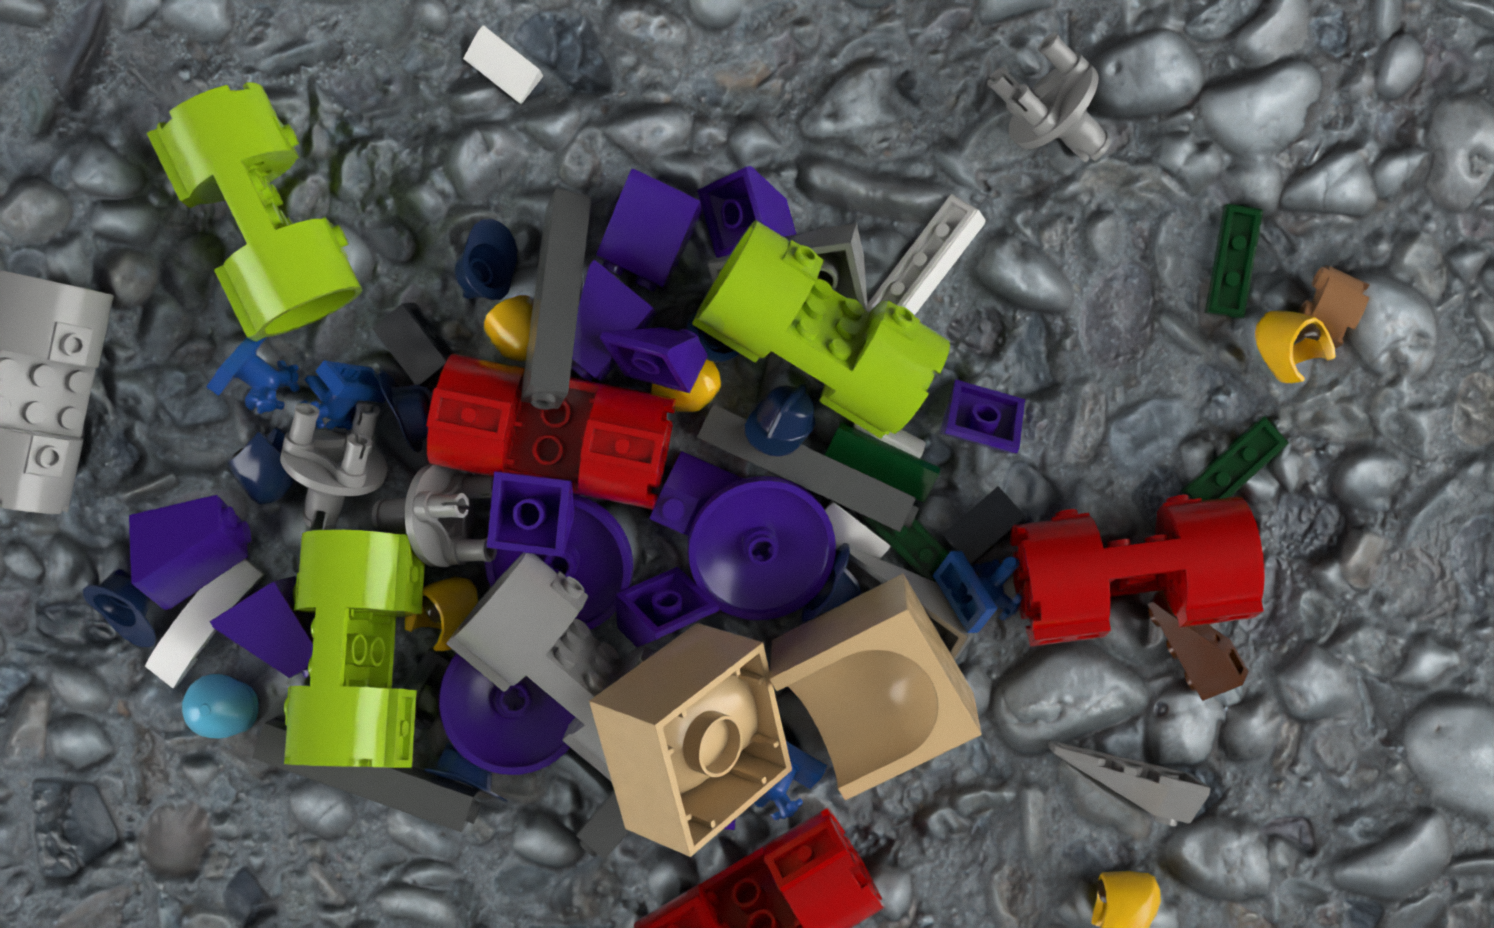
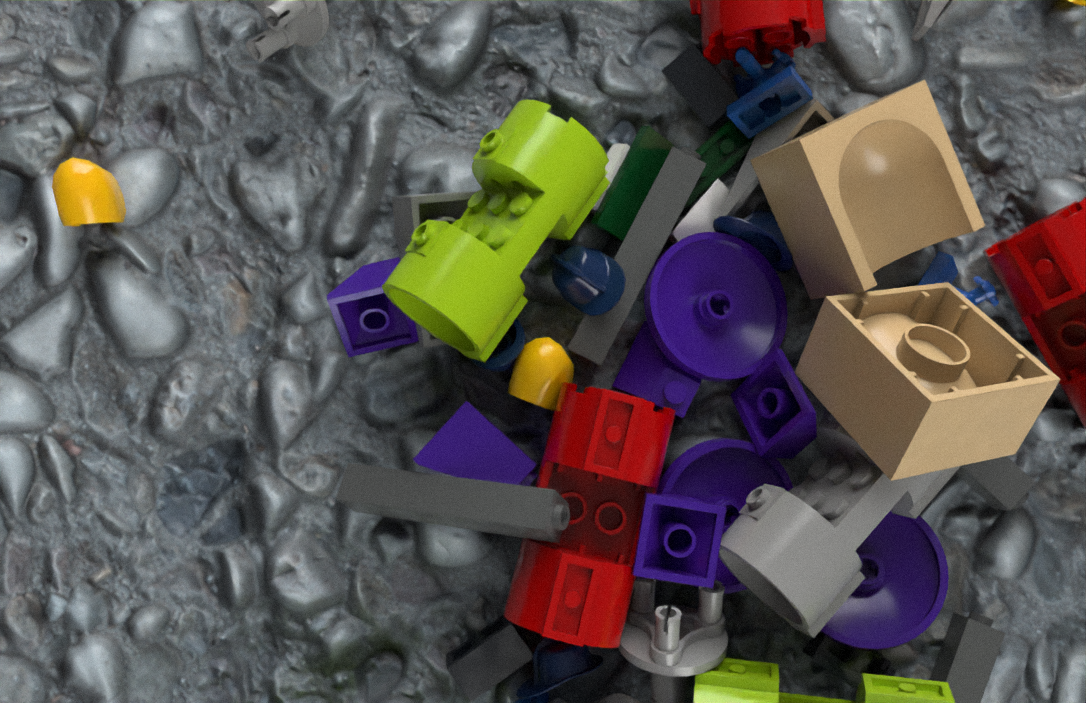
camera: 90 degrees left, 5 degrees down
(444, 607) = (765, 634): yellow piece -> none
(457, 768) = (937, 635): dark blue piece -> none
(487, 261) = (408, 575): dark blue piece -> none
(502, 65) = (205, 550): white slope -> none
(509, 326) = (478, 553): yellow piece -> none
(648, 231) = (385, 405): dark purple slope -> none
(657, 355) = (517, 397): dark purple slope -> none
(930, 256) = (428, 129): white slope -> none
(984, 417) = (593, 83): dark purple slope -> none

